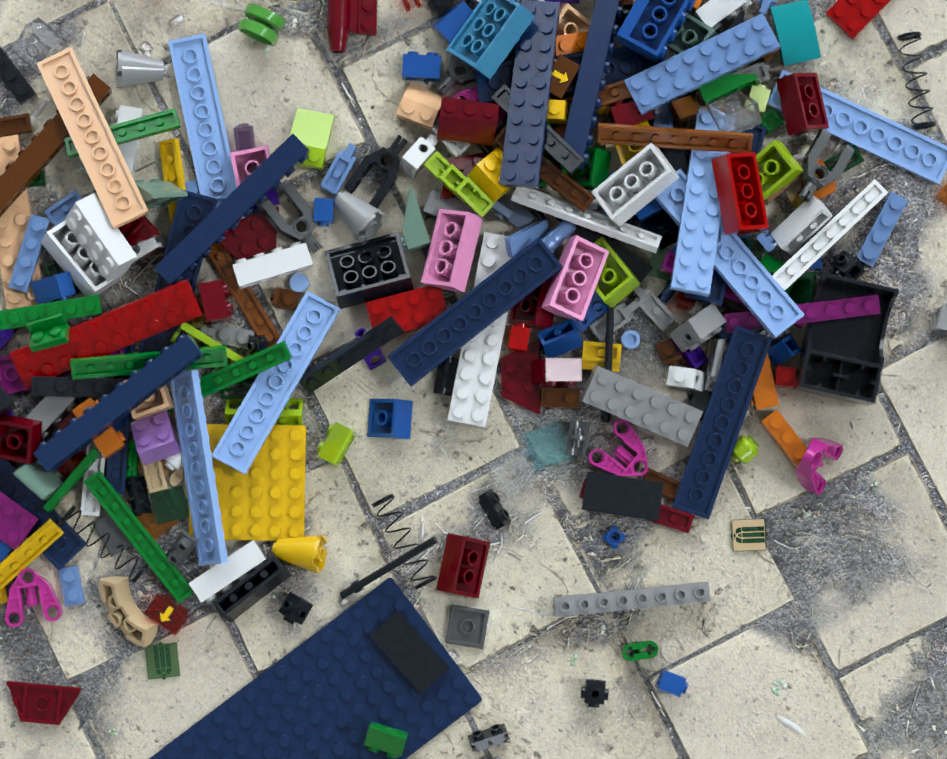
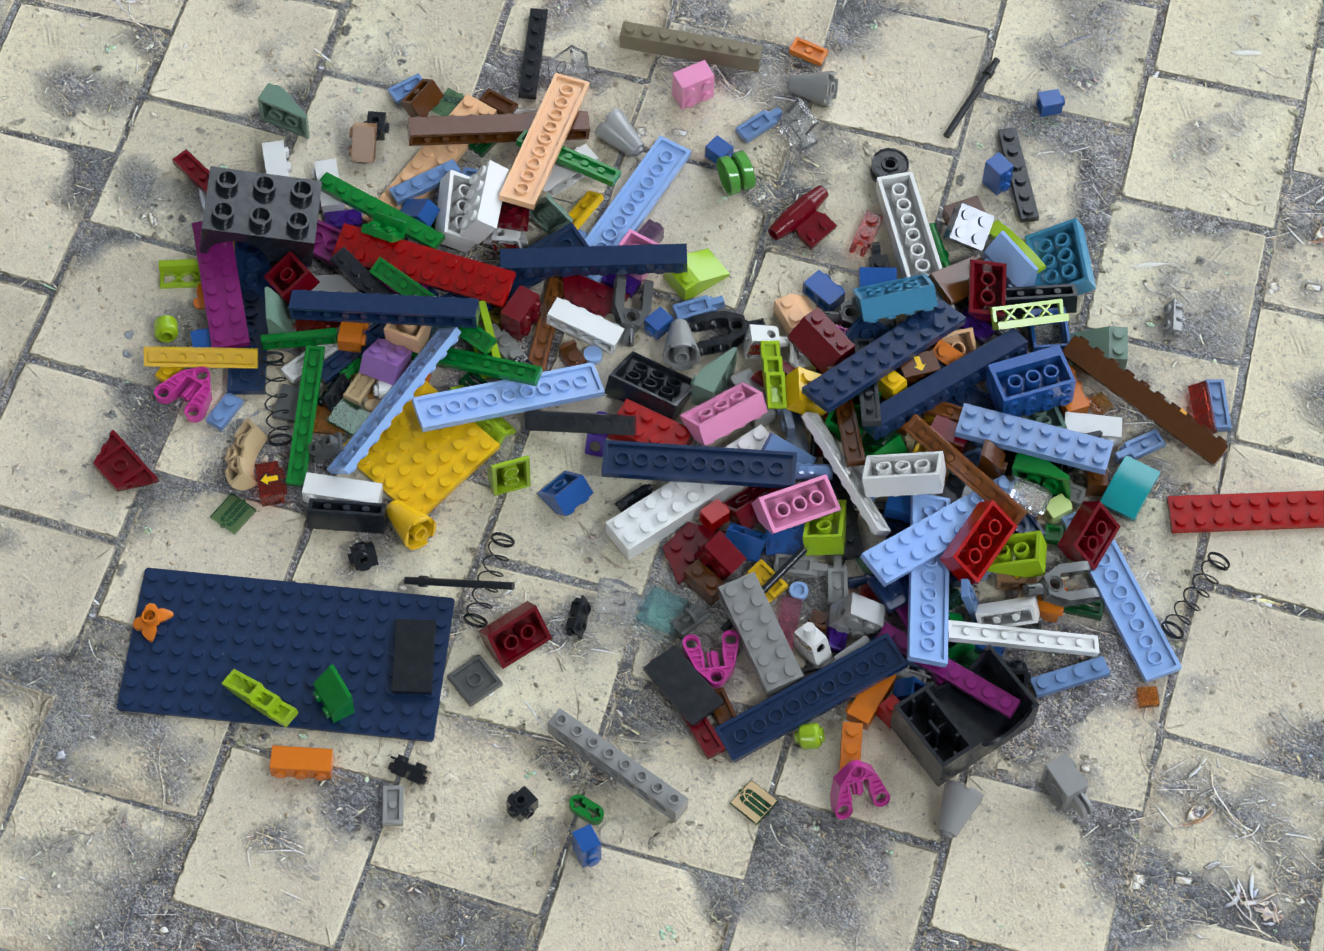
camera: 45 degrees right, 25 degrees down
(227, 13) = (717, 148): none -> blue brick
(614, 542) = (651, 708): blue plate -> none
(645, 370) = (789, 617): none -> clear pink tile
(896, 411) = (957, 807): none -> light grey cone

